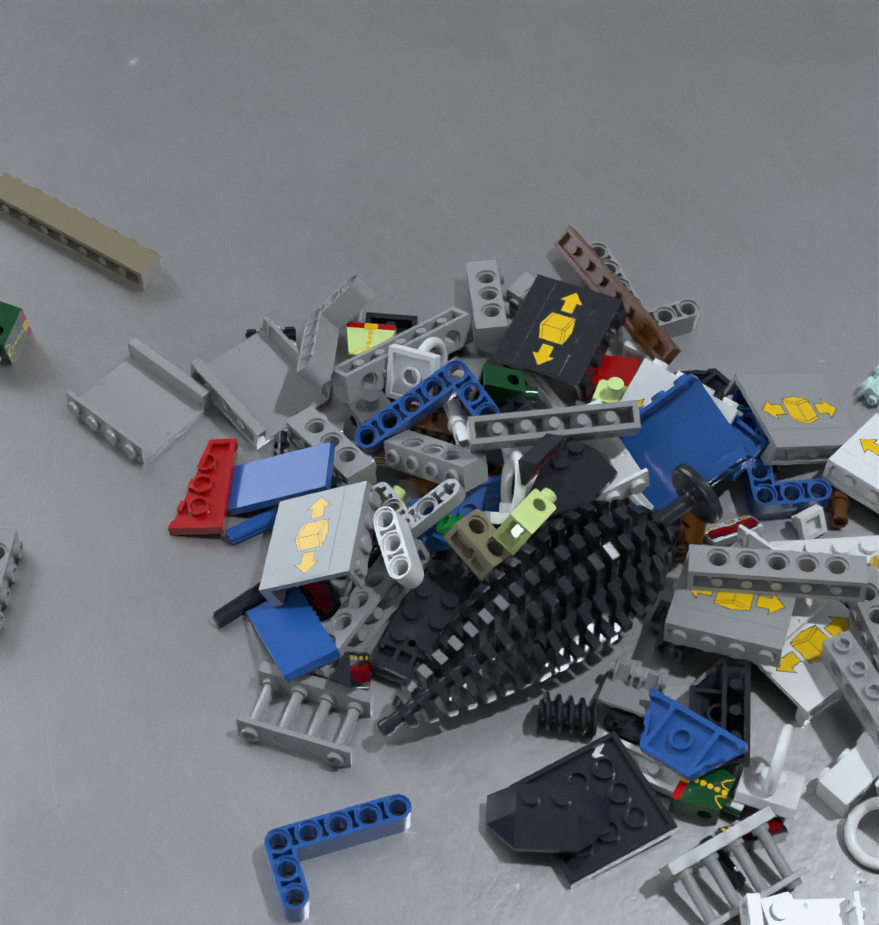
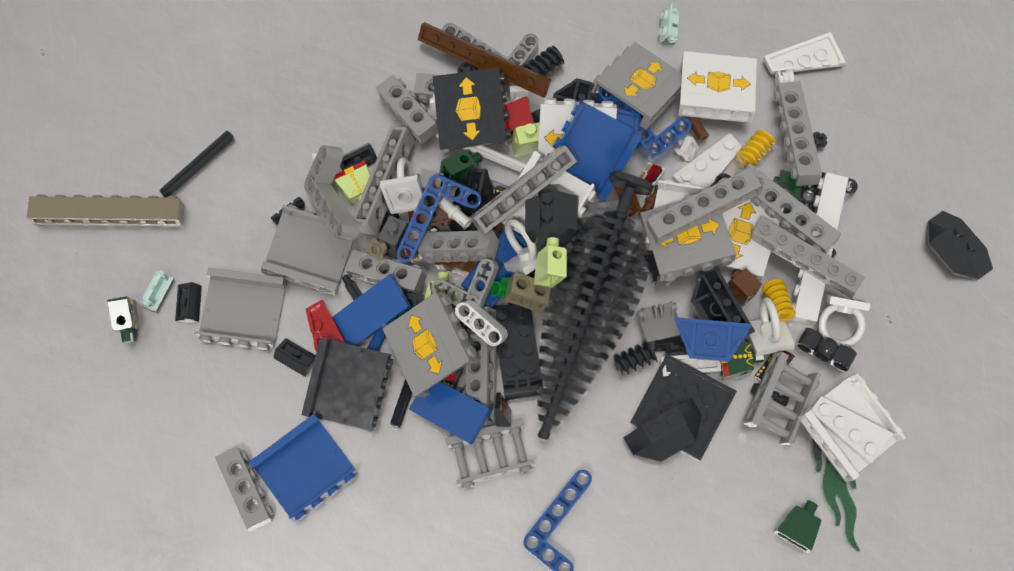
camera: 30 degrees left, 20 degrees up
(56, 337) = (156, 290): none -> light aqua hinge
(74, 601) = (303, 468): none -> blue panel
(87, 366) = (188, 302): none -> black slope
(158, 484) = (294, 357): none -> black slope
(192, 539) = (347, 384): none -> black panel
(209, 239) = (196, 164): none -> black axle
(339, 415) = (380, 245): none -> dark tan plate
(694, 340) = (545, 61): none -> black piece
(771, 708) = (744, 286): none -> reddish brown brick
(809, 752) = (779, 295): none -> yellow piece
(839, 850) = (826, 349): none -> black piece

